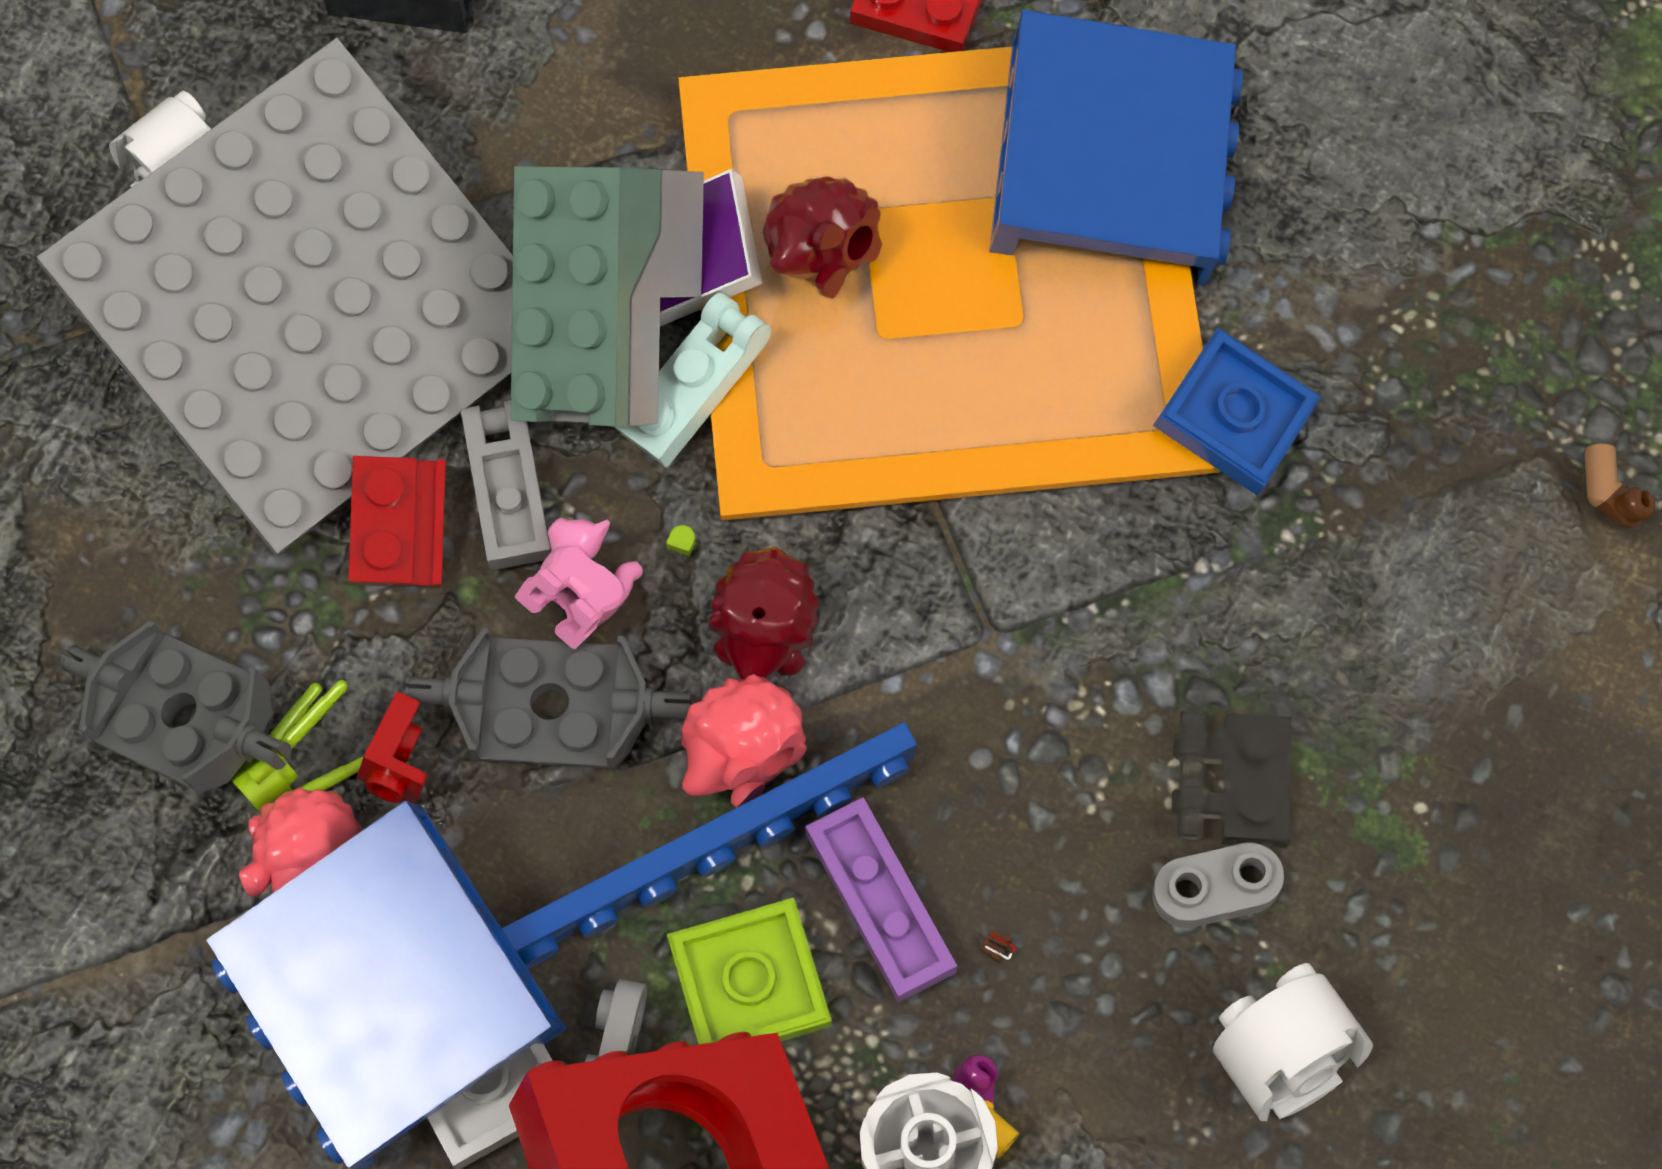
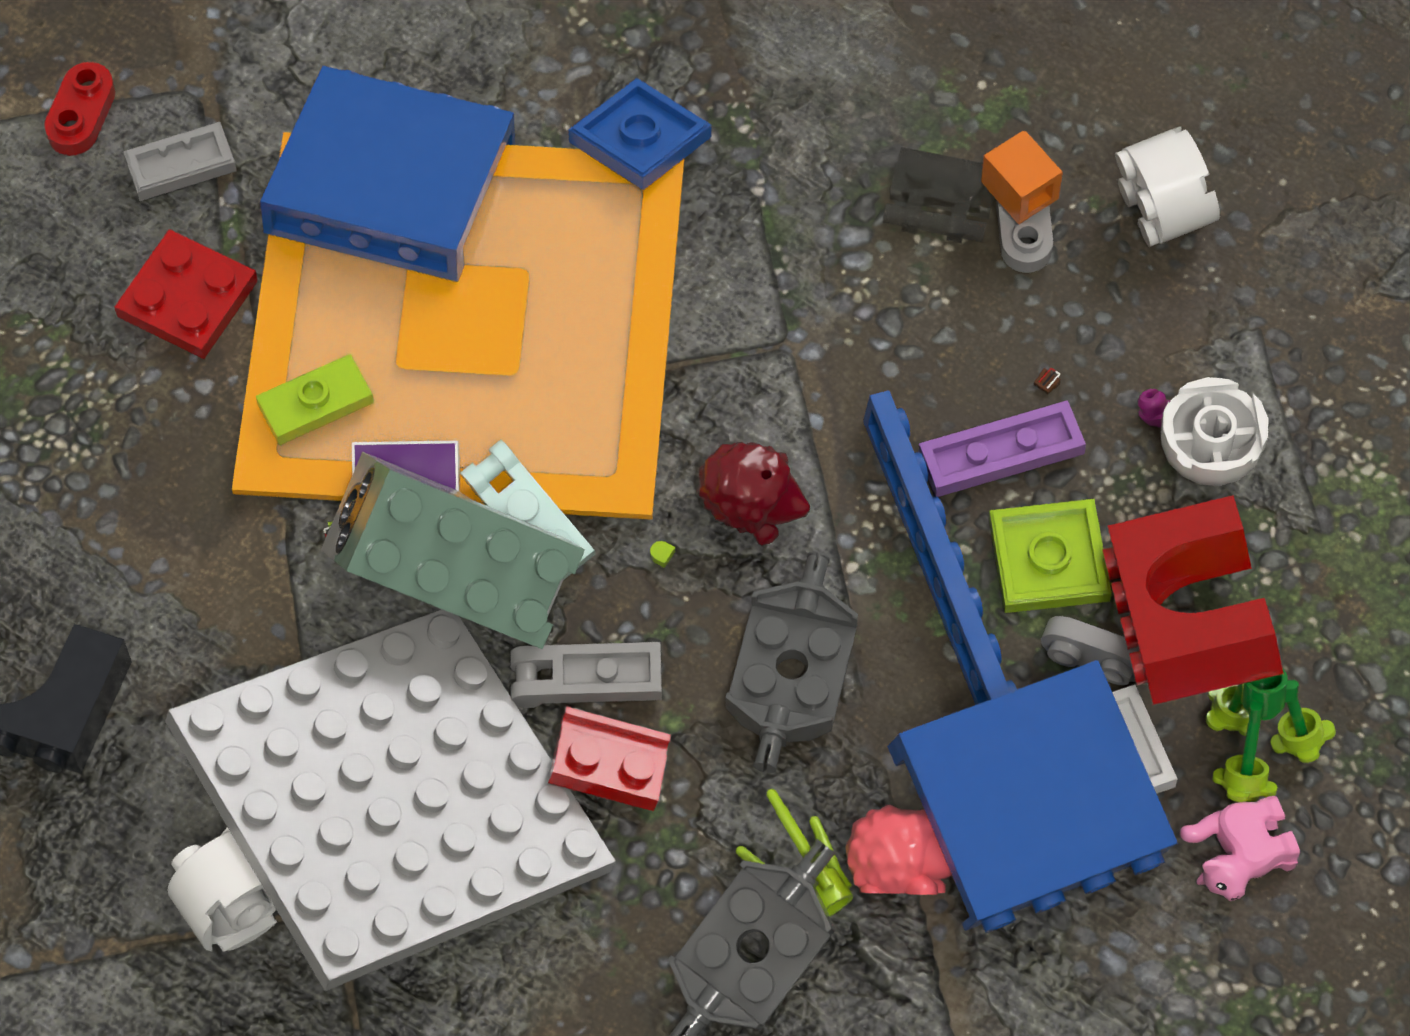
camera: 80 degrees left, 5 degrees down
(386, 758) = (814, 788): red bracket -> none
(577, 582) = (696, 623): bright pink animal -> none
(741, 738) = (858, 517): coral animal -> none
(799, 129) = (315, 399): none -> lime plate
(822, 232) = (425, 385): dark red animal -> none
(1254, 855) = (1021, 177): none -> orange panel

